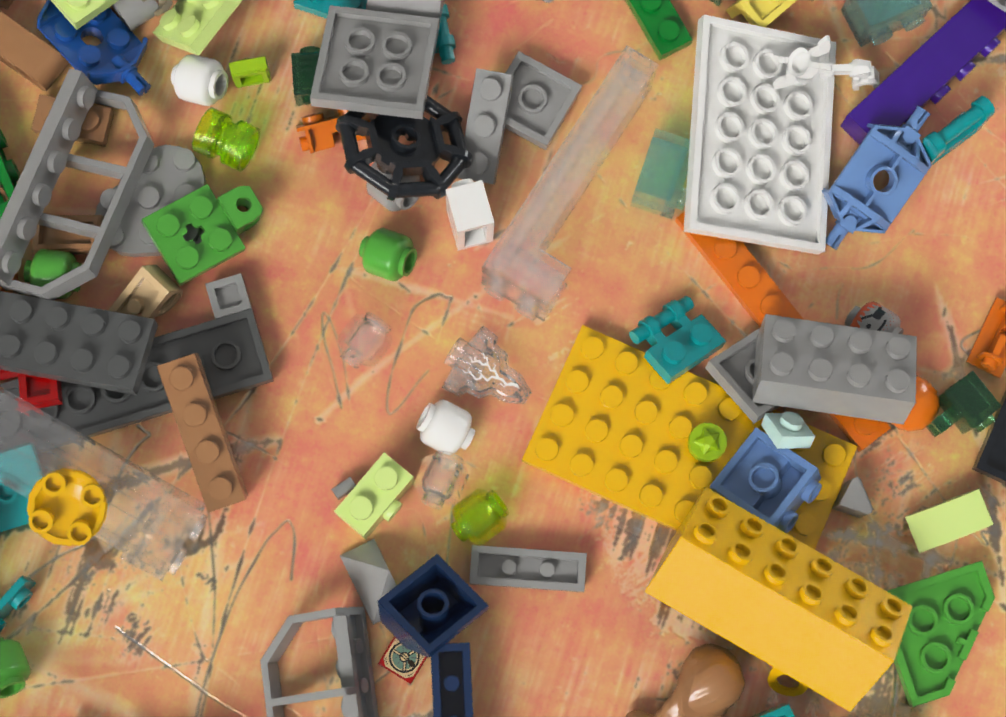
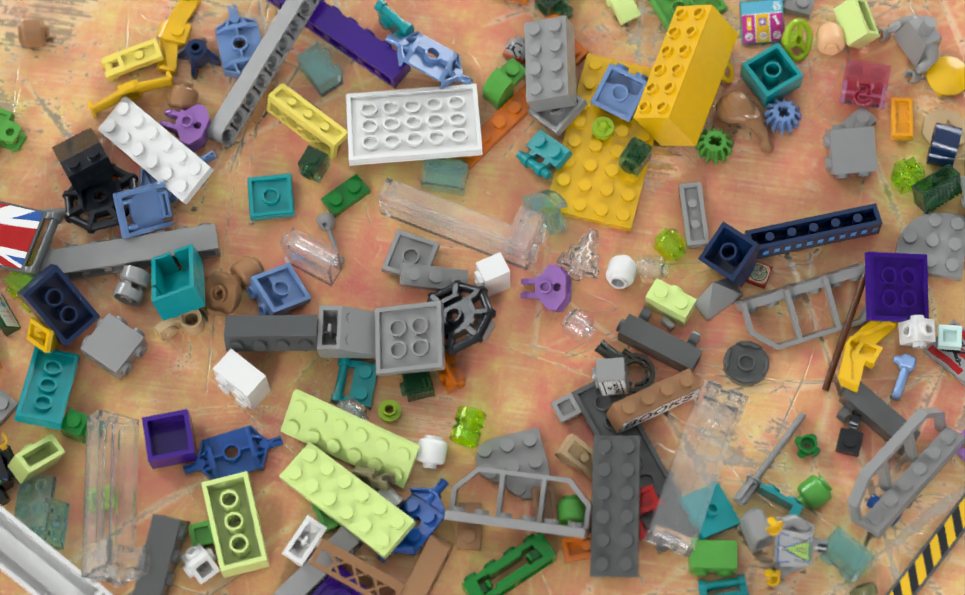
camera: 90 degrees left, 10 degrees down
(41, 569) = (753, 481): none -> light grey piece
(67, 507) = (717, 457): yellow dish -> none
(77, 674) = (811, 440): none -> green plate
(217, 219) = (520, 418): bright green plate -> none
(246, 365) = (611, 376): none -> light grey brick
(250, 72) = (419, 422): lime tile -> none
(250, 603) = (746, 363): none -> dark grey tile
(285, 40) = (389, 417): none -> lime plate
(291, 410) = (608, 351): none -> pearl dark grey pin
(307, 465) = (658, 343): none -> dark grey brick
(388, 254) = (523, 321): bright green head -> none
(434, 304) = (548, 289): none -> medium lavender hinge
(578, 327) = (549, 204): none -> clear light blue brick
(641, 483) = (635, 156): none -> clear green brick
(662, 635) = (714, 152): none -> bright green gear
(787, 430) = (589, 84): light aqua plate -> none
(806, 63) = (370, 99): white piece -> none
(816, 288) = (500, 83): none -> bright green brick
(853, 499) = (617, 50): light grey slope -> none

